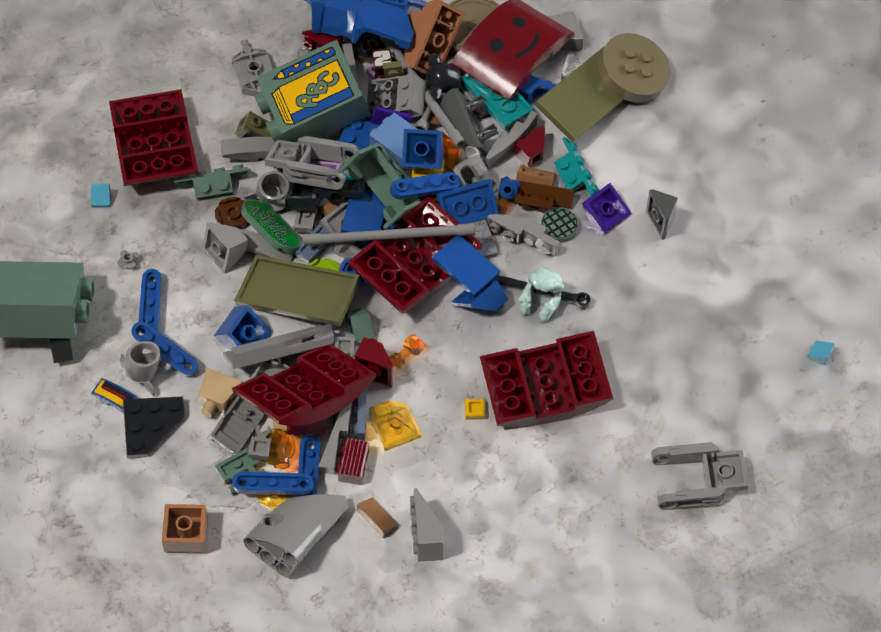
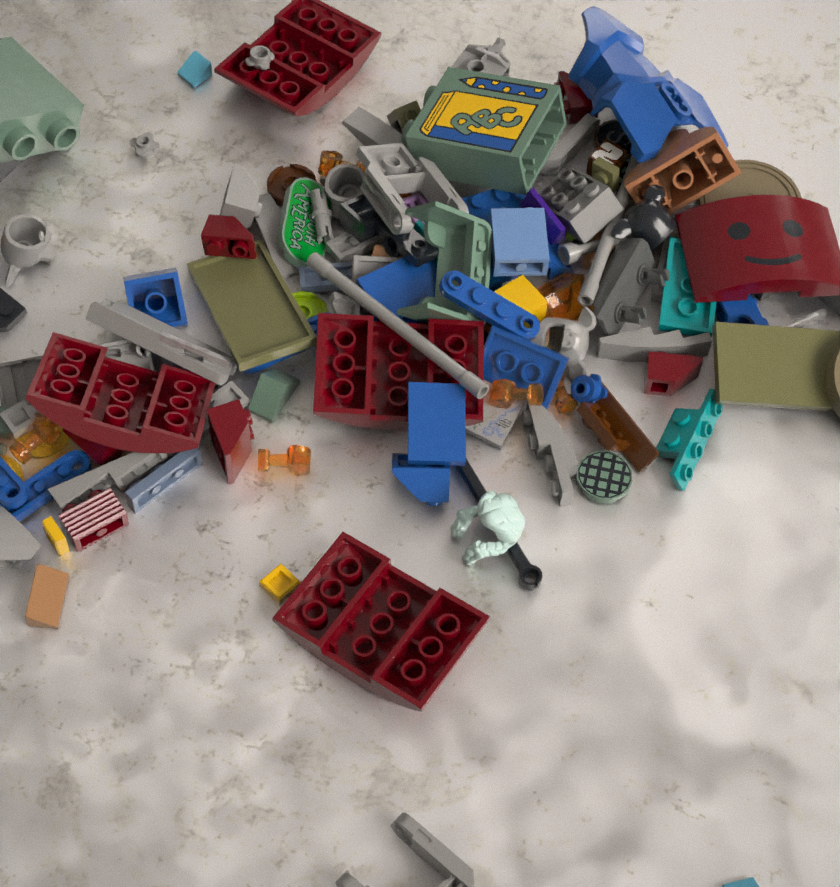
camera: 45 degrees right, 0 degrees up
(142, 157) = (260, 57): none -> light grey plate
(150, 299) = (110, 199): blue plate -> none
(169, 351) = (64, 250): blue plate -> none
(212, 183) = (305, 141): sand green bracket -> none
(216, 392) = (61, 320): tan torso -> none
(243, 182) = (330, 159): none -> clear orange leg
(243, 267) = (227, 238): none -> dark red slope
(276, 214) = (321, 215): none -> light grey pin
(346, 485) = (55, 536): none -> yellow tile
(393, 424) = (180, 519): clear yellow slope -> none
(422, 149) = (524, 266): blue slope -> none
(425, 530) = (61, 657): light grey slope -> none
(483, 218) = (505, 392): none -> clear orange leg
(535, 176) = (638, 406): medium nougat slope -> none
(605, 208) = (674, 504): dark purple slope -> none
(661, 211) = (732, 564): dark grey slope -> none

